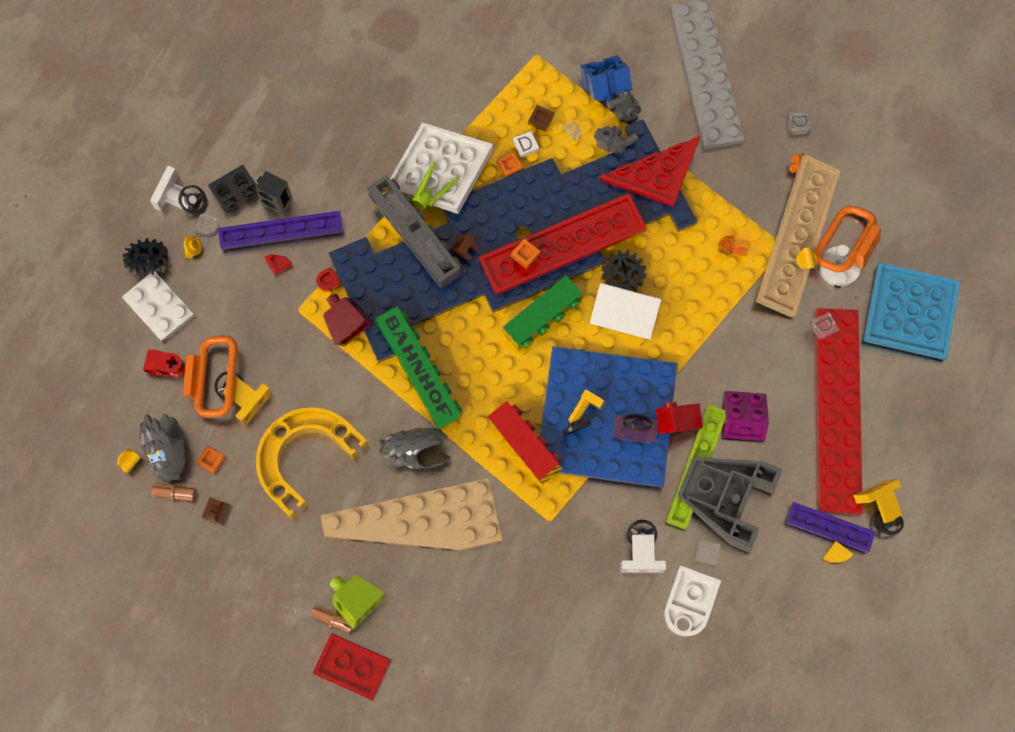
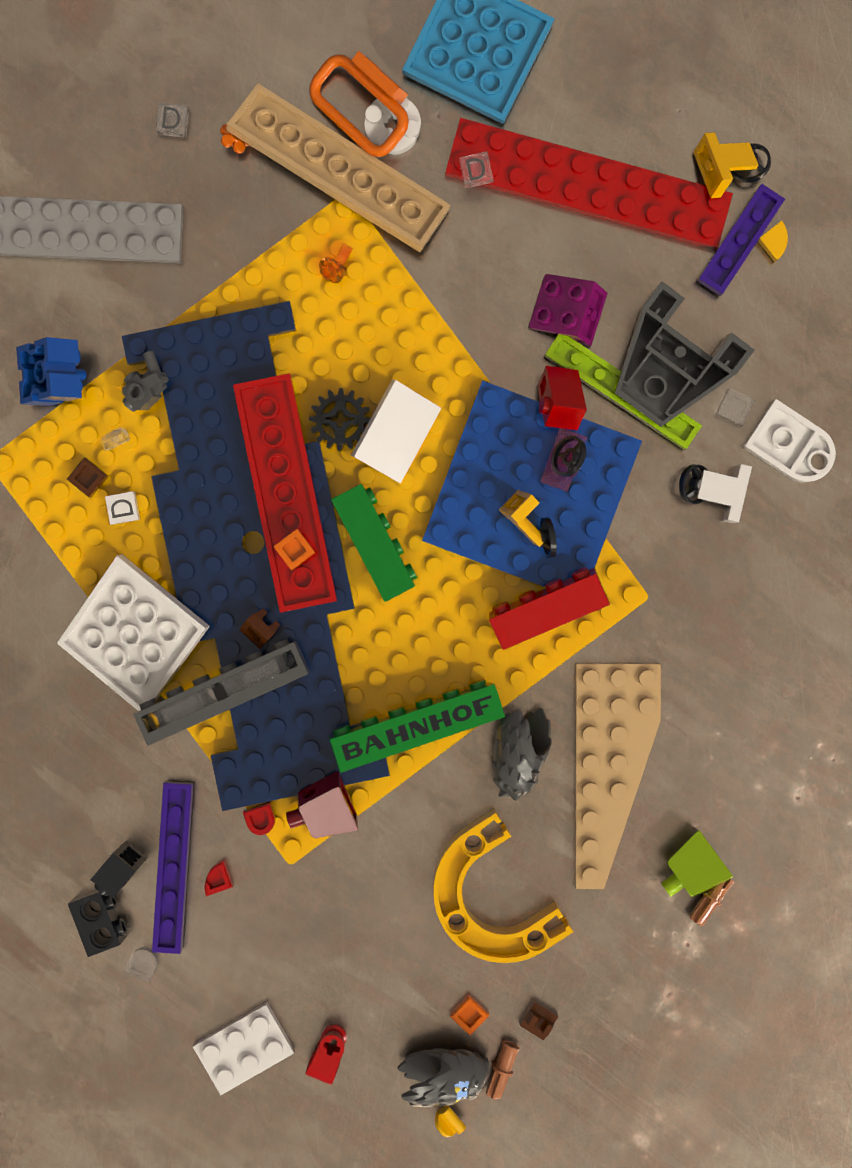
camera: 75 degrees left, 15 degrees up
(145, 257) = (173, 1056): black gear -> none
(173, 194) = (82, 1006): white piece -> none
(192, 246) = (169, 989): yellow plate -> none
(195, 376) = (358, 1018): orange bar -> none
(245, 397) = (395, 962): yellow piece -> none
(352, 666) = (773, 885): red tile -> none
(423, 196) = (175, 669): lime plant -> none
(509, 164) = (148, 536): orange tile -> none
(626, 106) = (98, 356): dark grey piece -> none
(656, 175) = (211, 337): red tile -> none
(806, 259) = (378, 166): yellow plate -> none

